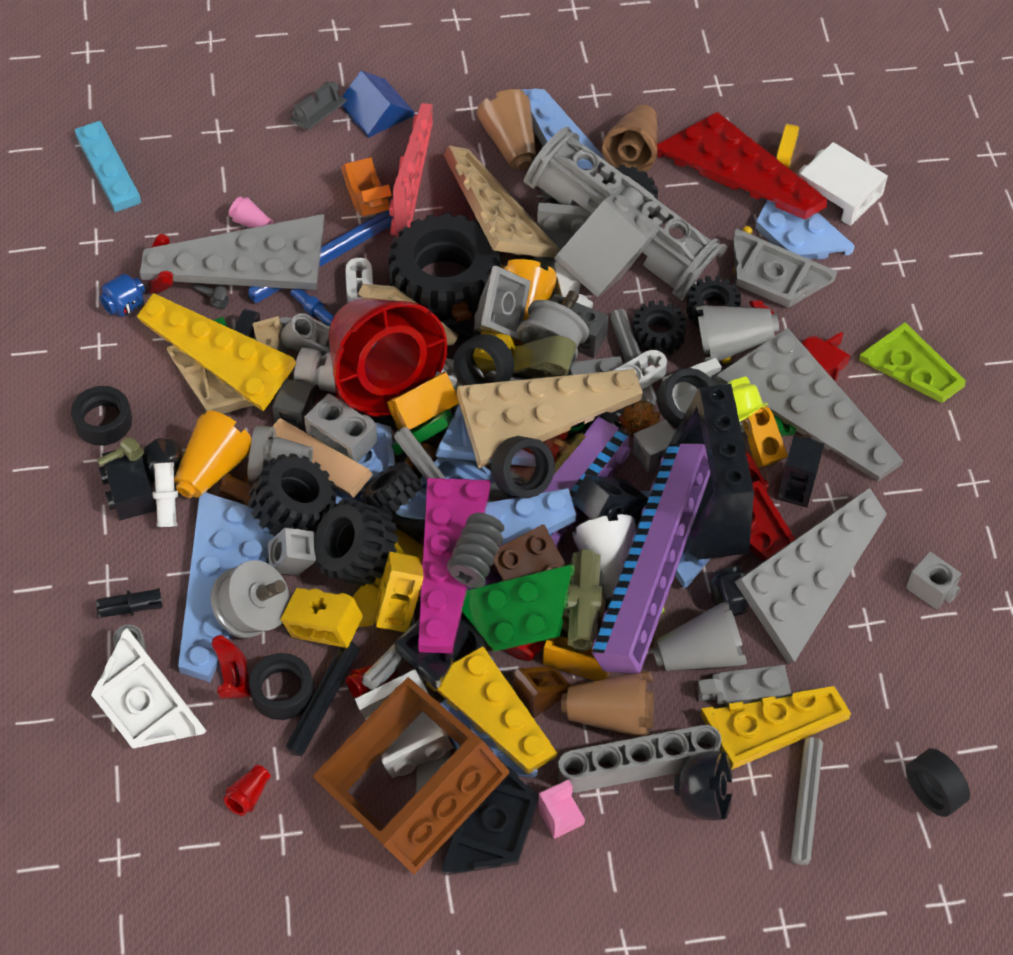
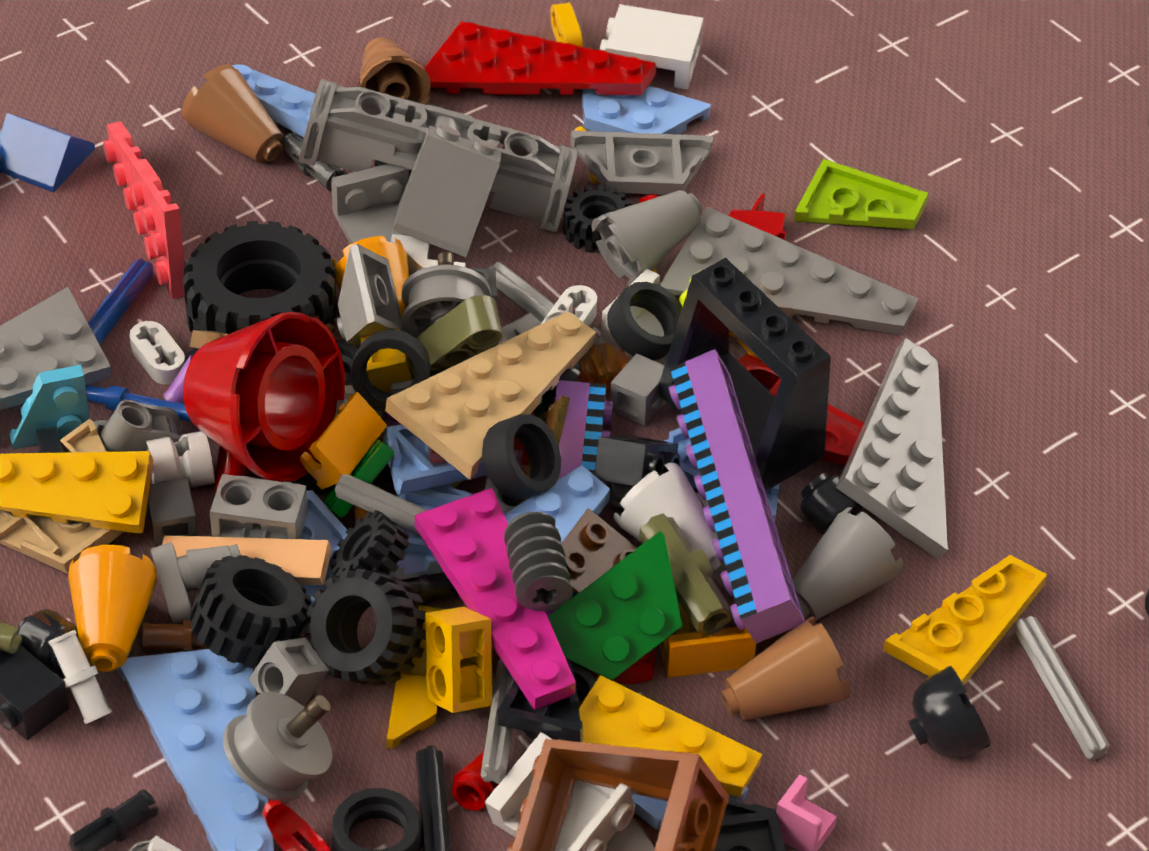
camera: 30 degrees left, 10 degrees down
(264, 295) = (56, 401): none -> medium azure wing
(322, 617) = (377, 731): yellow brick -> none
(365, 188) = (96, 245): orange arch -> none
(497, 212) = (278, 204): tan wing -> none
(539, 688) = (689, 696): reddish brown slope -> none
(628, 770) = (850, 724): light grey beam -> none
(659, 315) = (554, 252): black tyre -> none
(745, 685) = (911, 598): light grey hinge -> none
(800, 471) = (831, 331): black brick -> none
(934, 569) = (1037, 406): light grey brick -> none

